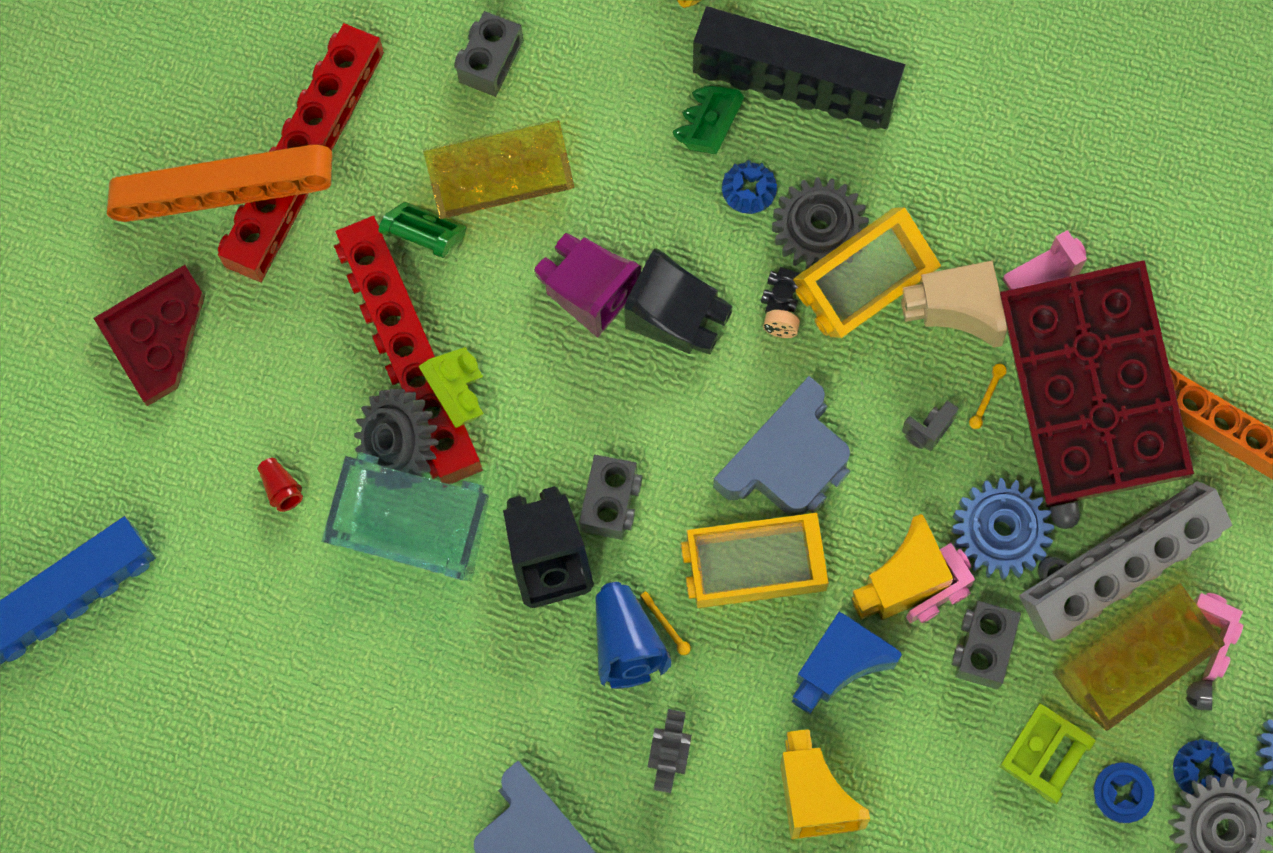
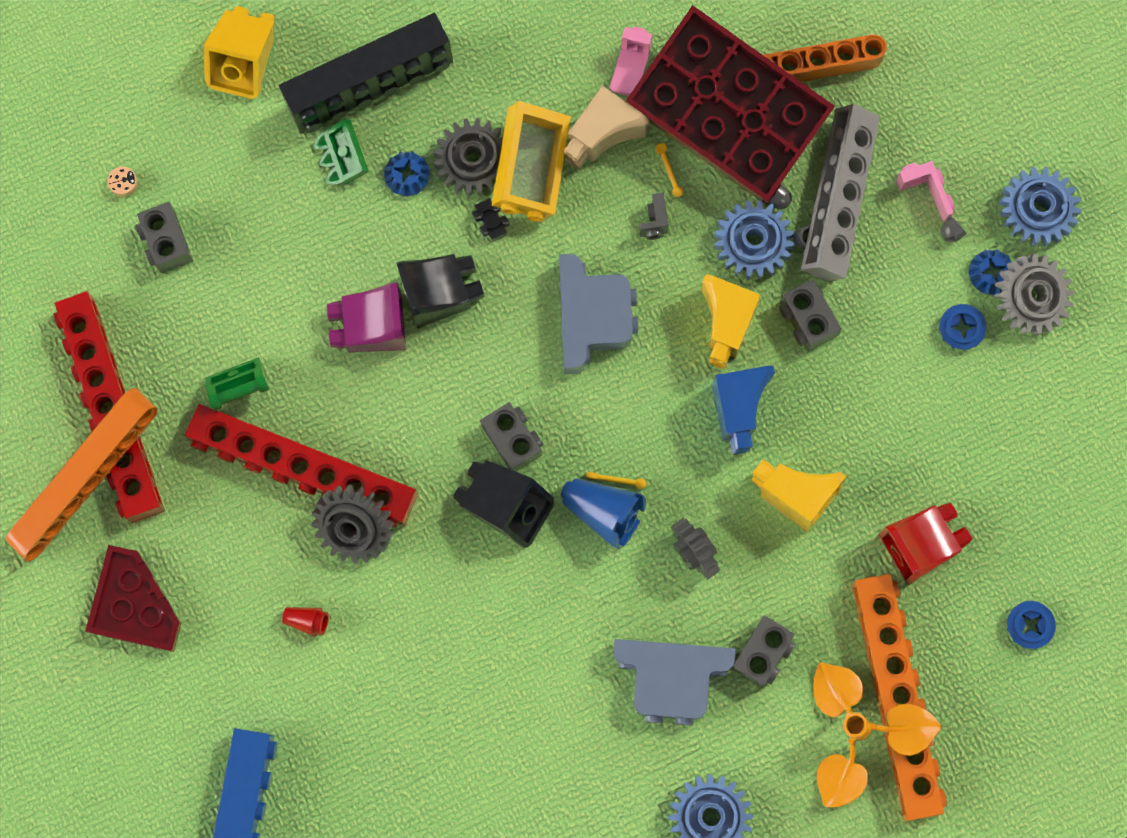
camera: 45 degrees left, 5 degrees up
(407, 517) = (410, 562): clear light blue windscreen -> none
(449, 380) = (346, 458): lime plate -> none
(498, 168) = (244, 302): clear yellow slope -> none
(755, 560) = (632, 393): window -> none
(781, 323) = (509, 238): light nougat tile -> none
(962, 581) = (751, 283): bright pink bracket -> none
(1036, 746) = (891, 345): lime plate -> none
(1139, 657) = (900, 241): clear yellow slope -> none

